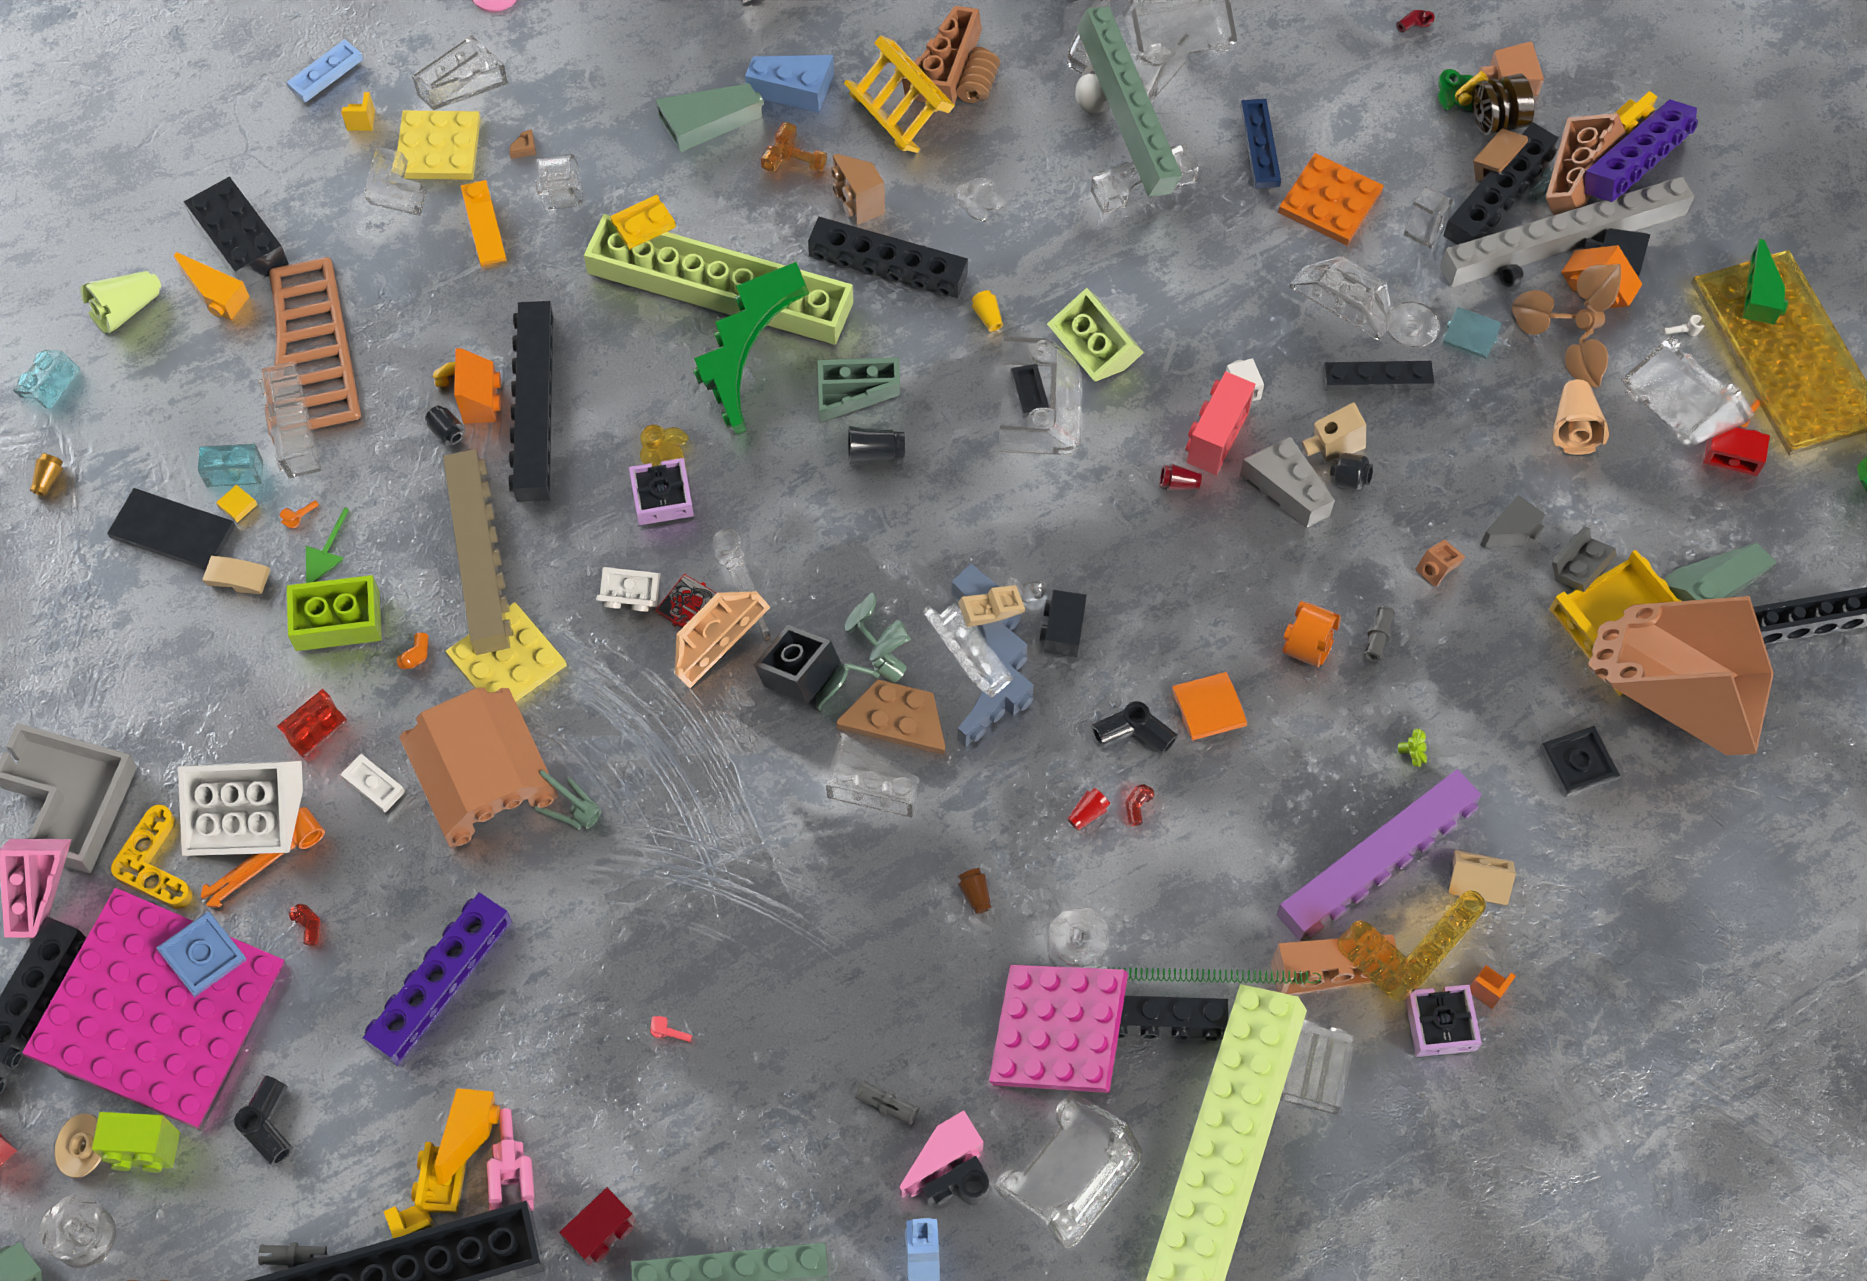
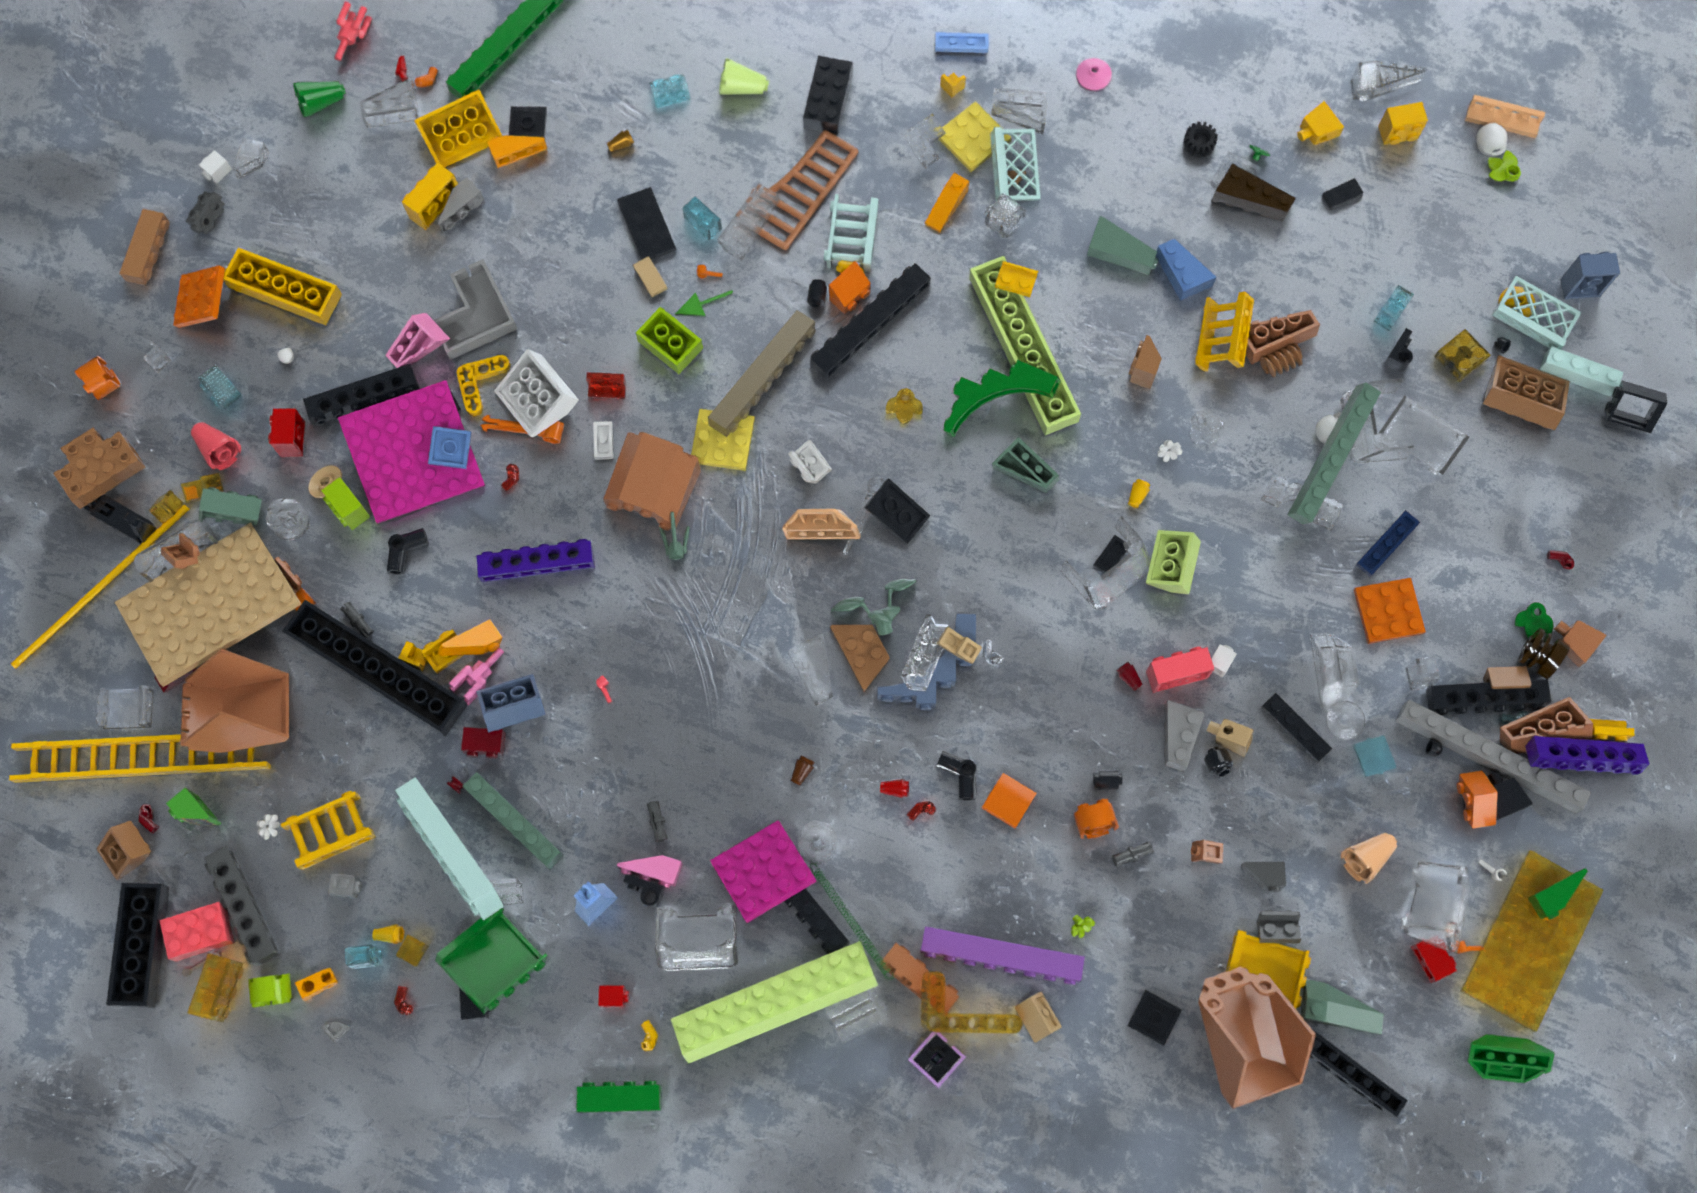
camera: 50 degrees right, 10 degrees up
(218, 291) = (788, 118): light orange slope -> none
(236, 503) = (687, 240): yellow tile -> none
(416, 654) = (686, 397): orange arm -> none
(425, 314) = (868, 226): none -> light aqua fence
(500, 140) = (999, 163): none -> light aqua fence
(585, 1148) = (510, 703): none -> sand blue brick
(661, 491) = (877, 428): piece -> none
(685, 601) = (831, 496): piece -> none
(775, 547) = (897, 511): none -> black tile
(785, 149) = (1138, 305): clear orange bar -> none
(797, 664) = (841, 579): black brick -> none
(874, 444) = (1002, 507): black plant -> none
(901, 255) = (1106, 373): black brick -> none
(970, 245) = (1169, 450): none -> white plant
(1064, 623) = (988, 688): black brick -> none
(1274, 590) = (1107, 779): none -> black brick
(1464, 94) = (1532, 626): yellow arm -> none
(1490, 986) = (979, 1068): orange panel -> none
(1600, 288) = (1452, 803): medium nougat plant -> none

